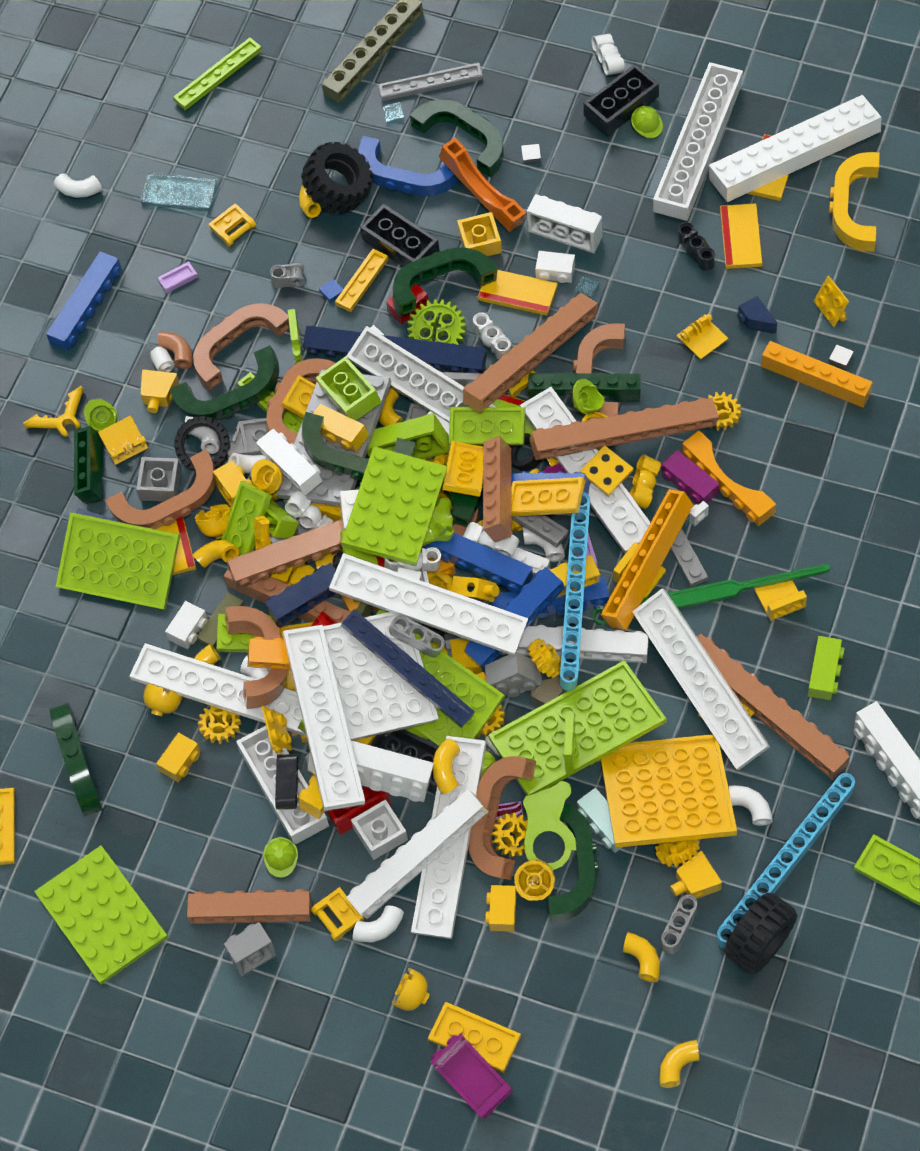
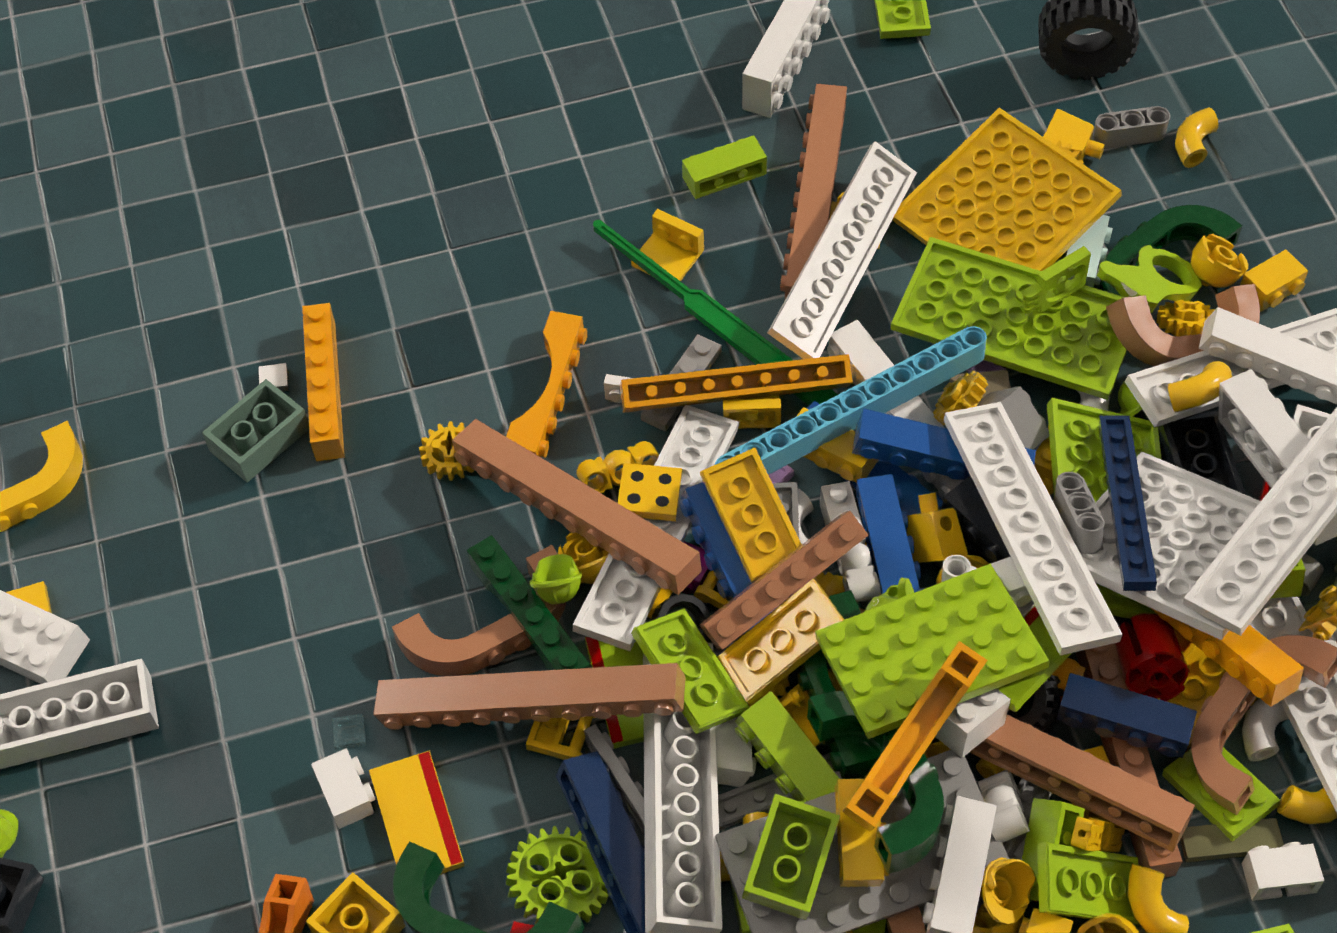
camera: 130 degrees left, 5 degrees down
(355, 467) = (914, 736): none -> light orange arch
(488, 329) = (519, 807): white piece -> none
(564, 223) = (260, 812): white brick -> none
(674, 1062) = (1267, 54): yellow cylinder -> none
(689, 239) = (190, 643): black piece -> none
(690, 478) = (576, 425): magenta brick -> none
(702, 336) = (342, 542): yellow hinge -> none
(741, 236) = (139, 594): yellow tile -> none
(753, 802) = (939, 137): white cylinder -> none
(756, 316) = (268, 496): dark blue slope -> none
(790, 851) = (977, 82): medium azure beam -> none
(803, 324) = (256, 430): none -> sand green brick
(831, 302) = (193, 416): yellow hinge -> none

